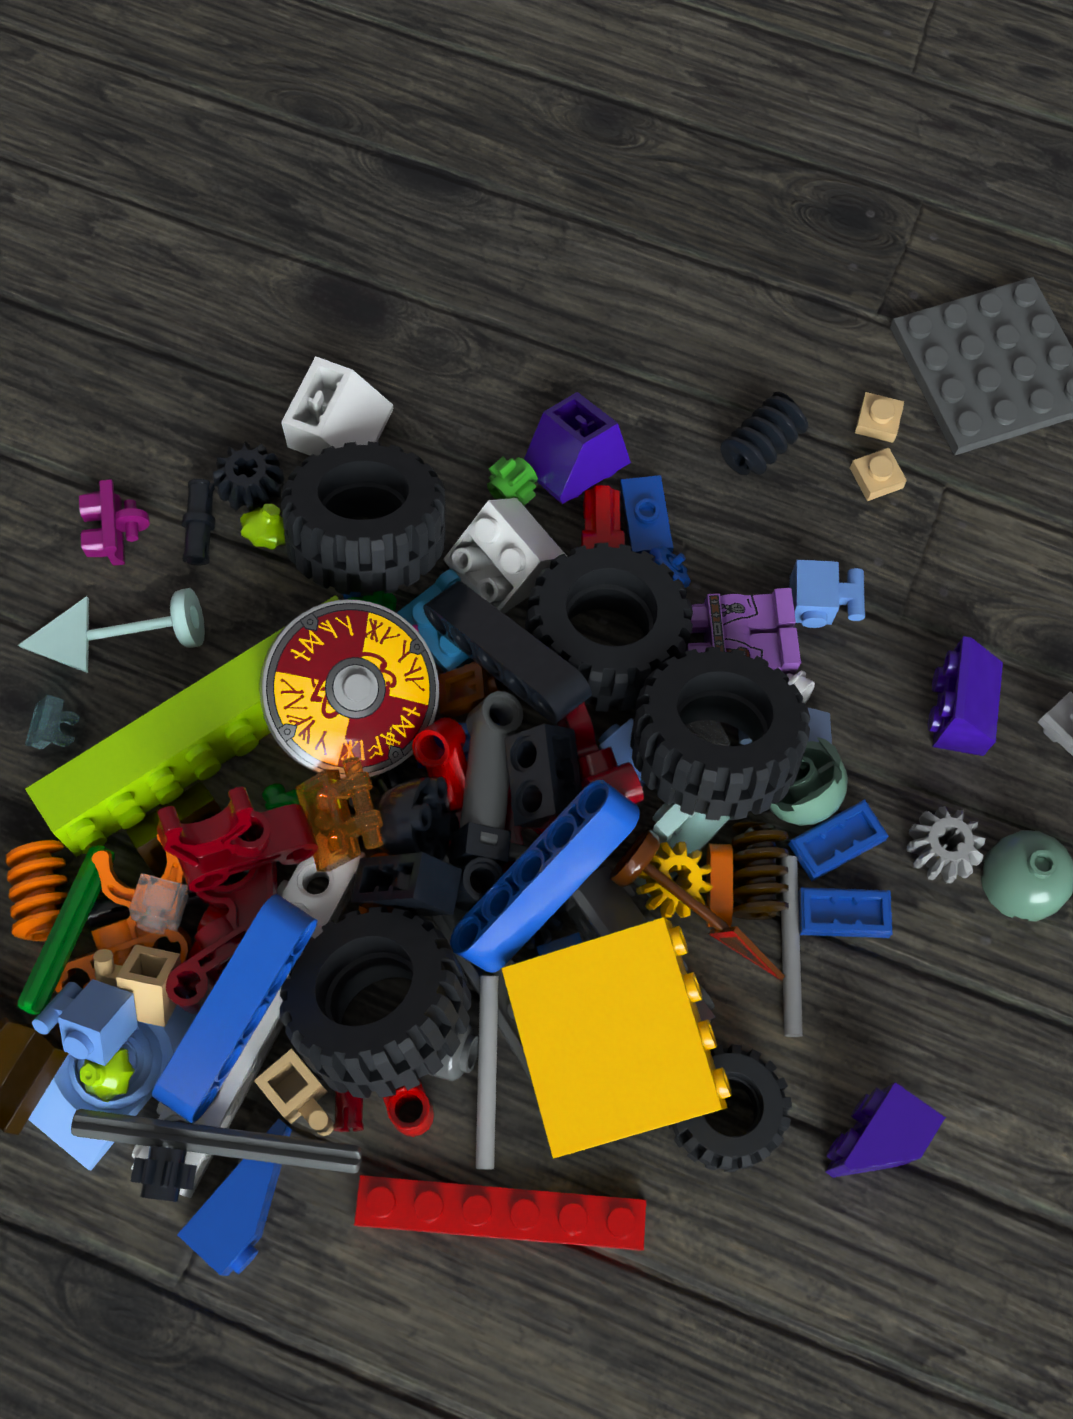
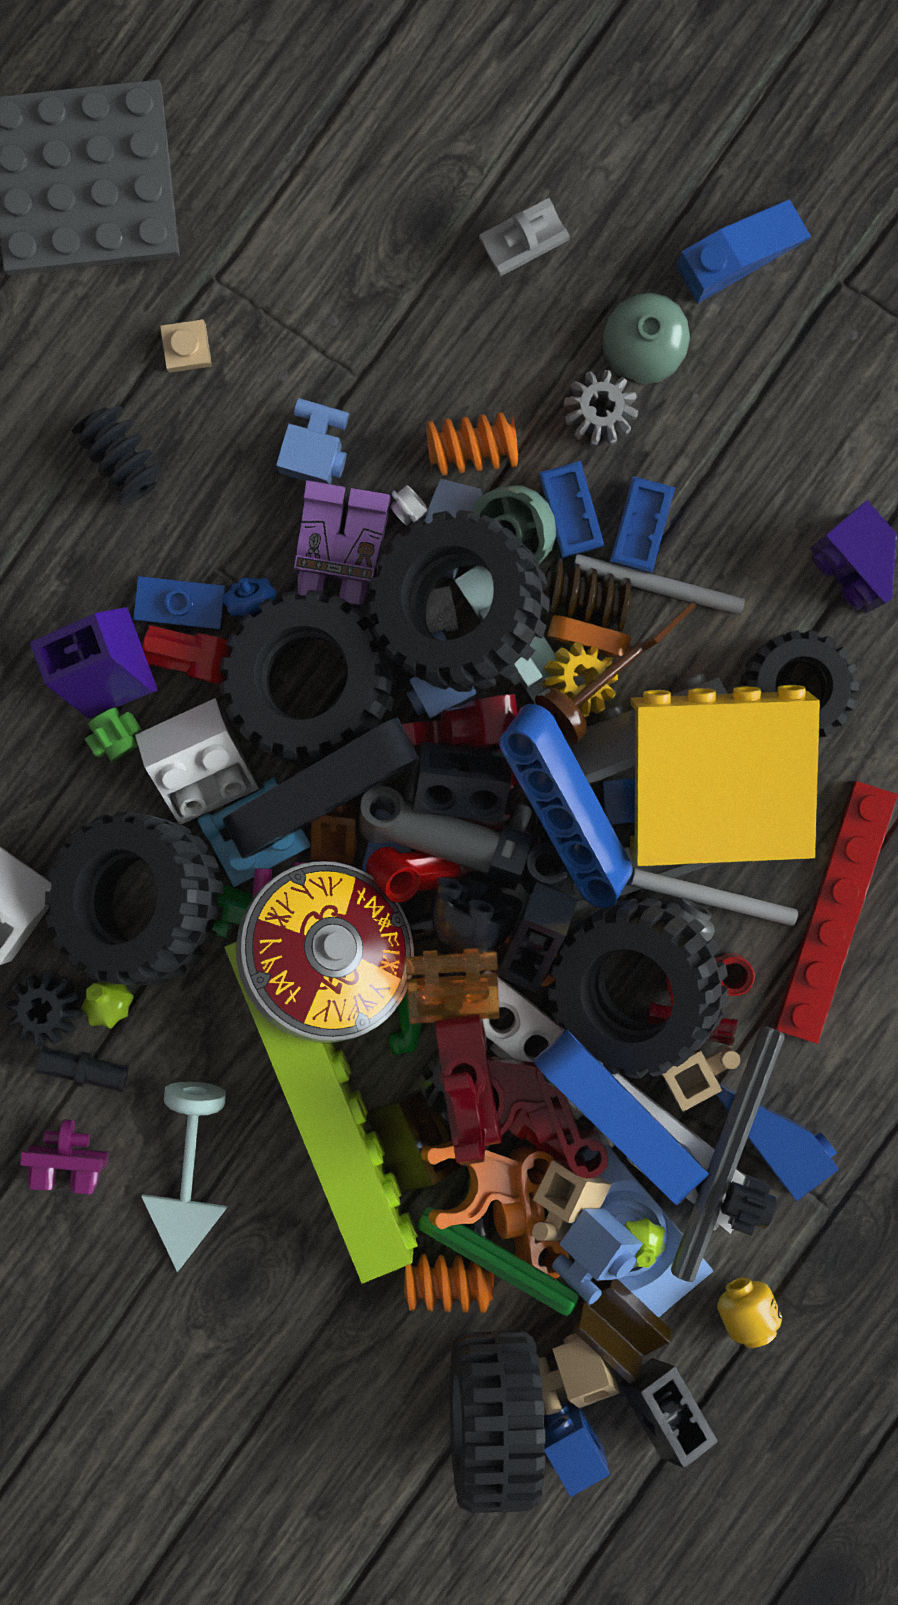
camera: 70 degrees left, 20 degrees up
(46, 724) = (273, 1254): clear light blue tile -> none
(47, 1216) = (749, 1312): none -> yellow head
(158, 904) = (504, 1173): clear plate -> none
(870, 732) = (472, 443): none -> orange piece
(879, 417) = (119, 323): tan plate -> none
(966, 699) = (463, 340): dark purple slope -> none

